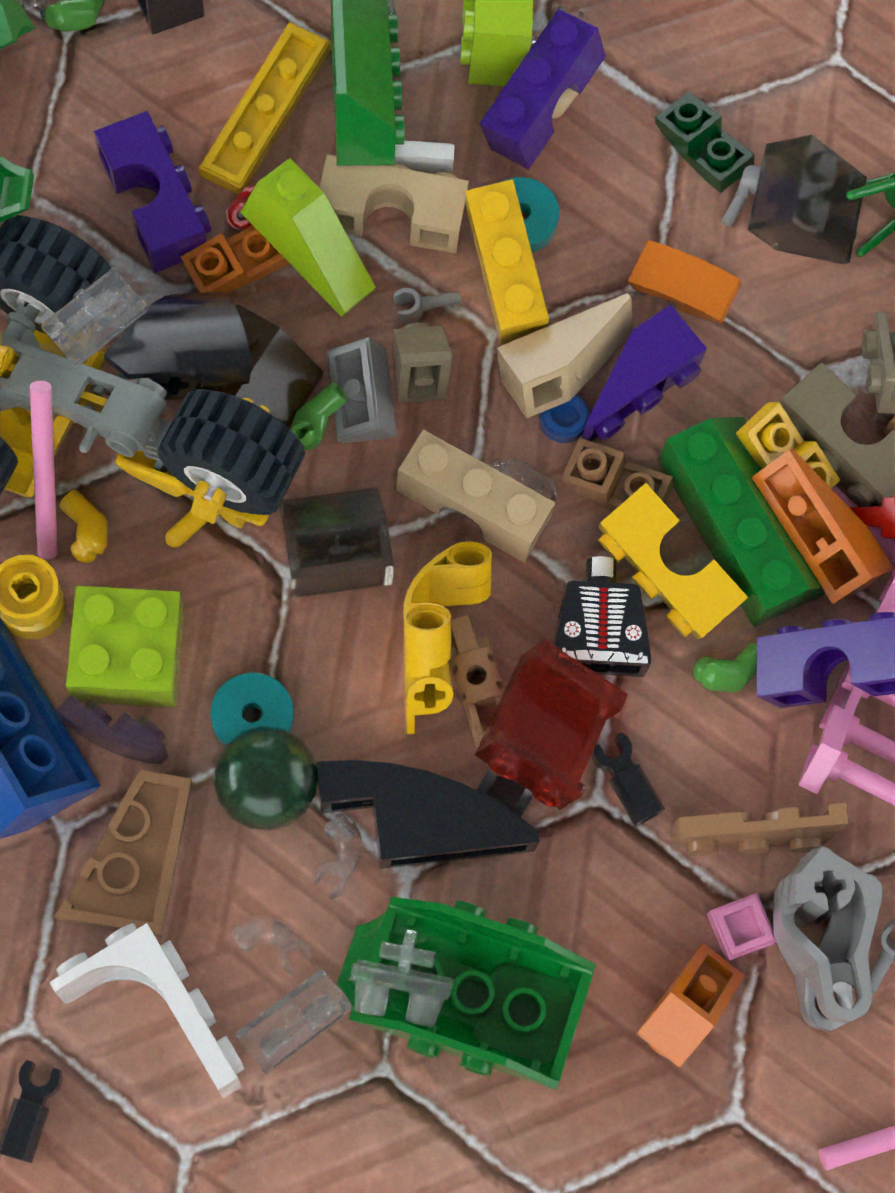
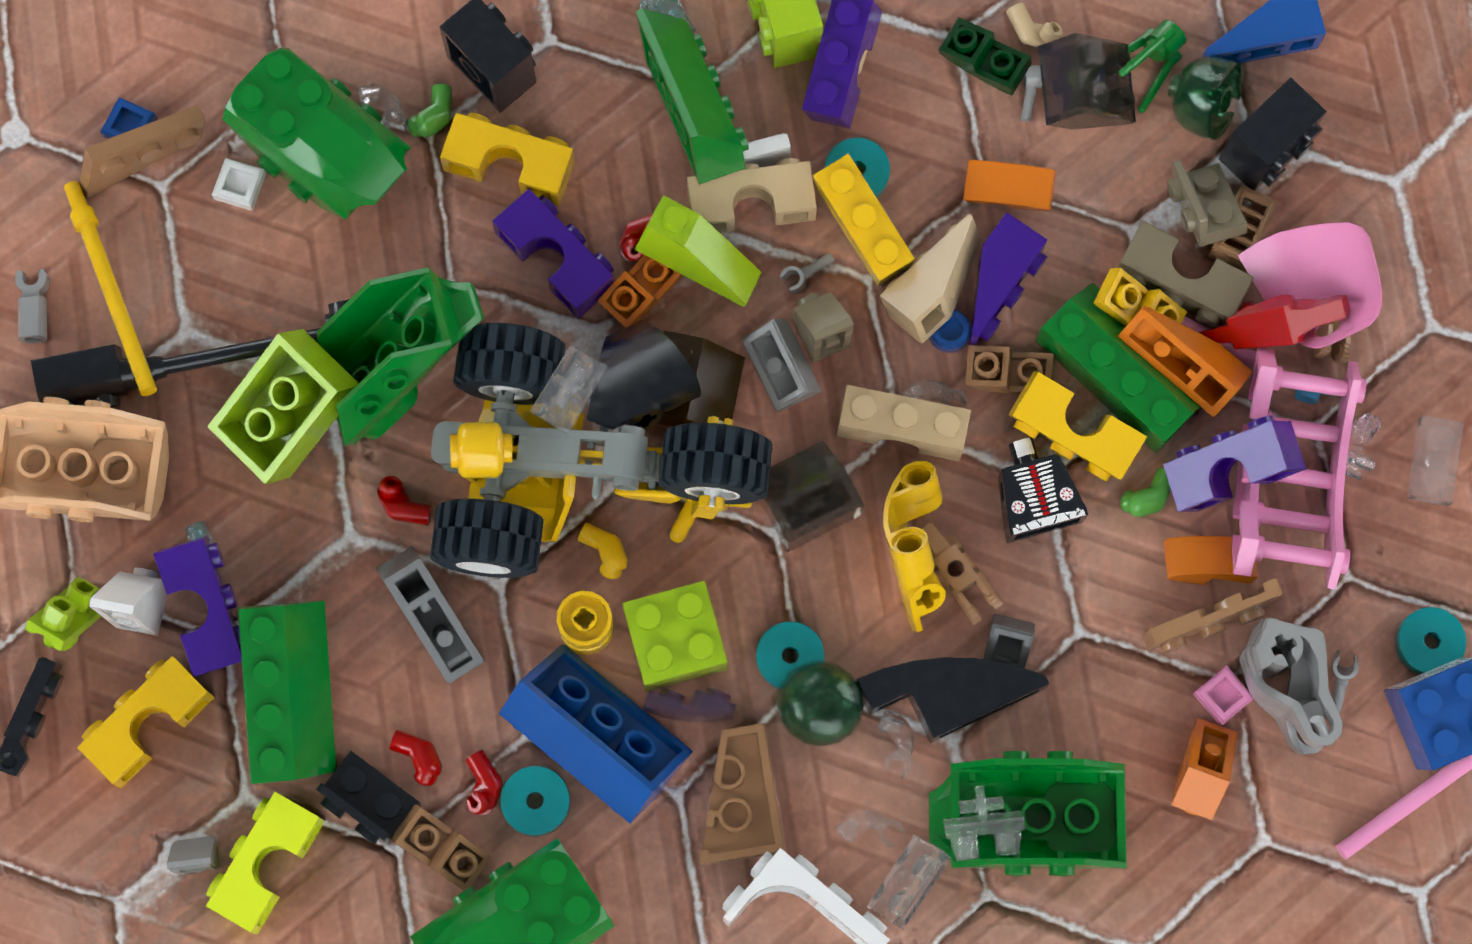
camera: 10 degrees left, 5 degrees up
(43, 469) = (567, 521): bright pink bar -> none
(111, 53) = (477, 143): none -> yellow arch
(264, 108) = (617, 148): yellow tile -> none
(313, 416) = (751, 398): bright green arm -> none
(549, 724) = (1025, 589): clear red panel -> none
(629, 782) = (1100, 611): black bar -> none
(759, 126) = (1030, 32): none -> tan arm
(769, 760) = (1202, 559): none -> orange slope

